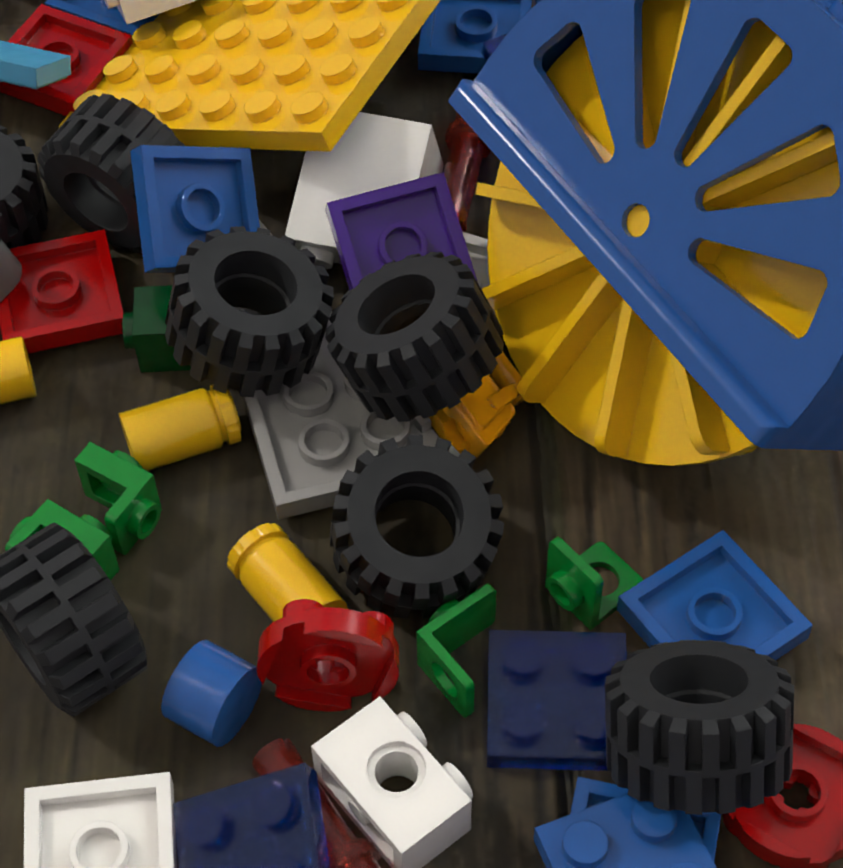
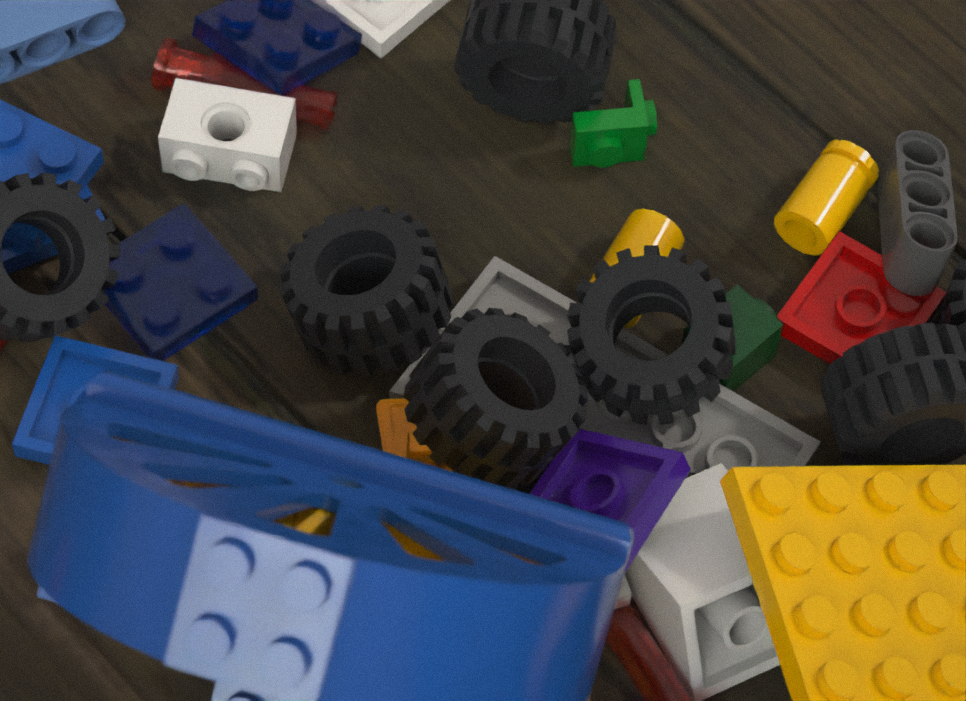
camera: 135 degrees right, 5 degrees up
(125, 489) = (617, 193): green bracket -> none
(189, 194) = (789, 385): blue plate -> none
(211, 693) = (404, 105): blue piece -> none
(278, 571) = (447, 210): yellow piece -> none
(357, 643) = (339, 159): red plate -> none
(445, 632) = (279, 242): green bracket -> none
(579, 586) = (217, 355): green bracket -> none

